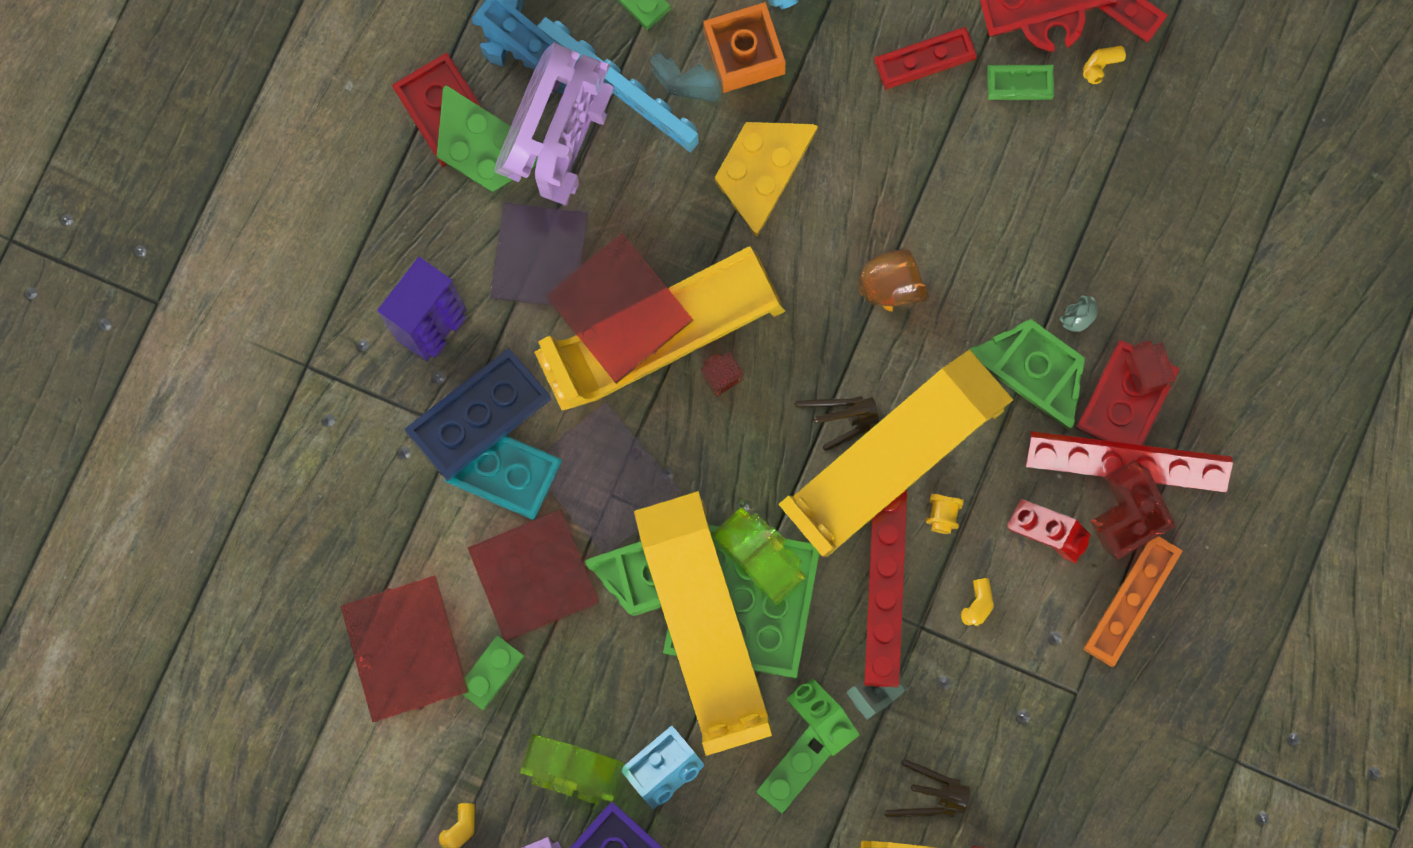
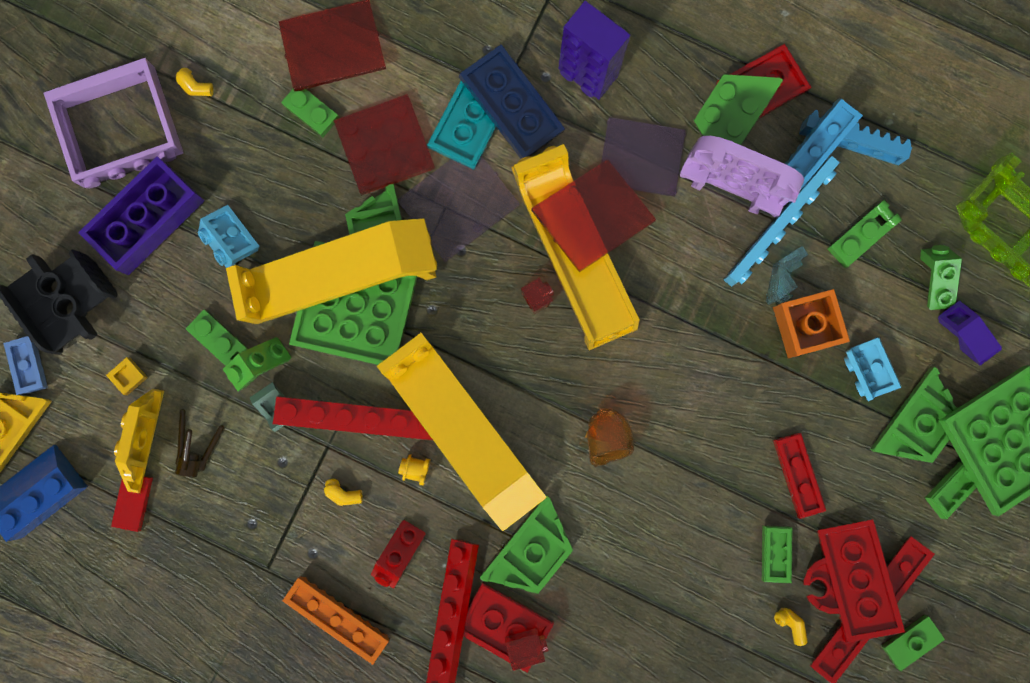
camera: 85 degrees right, 5 degrees up
(519, 148) = (787, 149): lavender tile -> none
(571, 769) = (225, 166): clear neon green brick -> none
(760, 554) = (382, 316): clear neon green brick -> none
(761, 167) = (709, 336): yellow wing -> none
(859, 411) = (500, 406): dark brown plant -> none
(1080, 315) = (575, 592): sand green plate -> none
(1139, 512) = (403, 629): clear red brick -> none

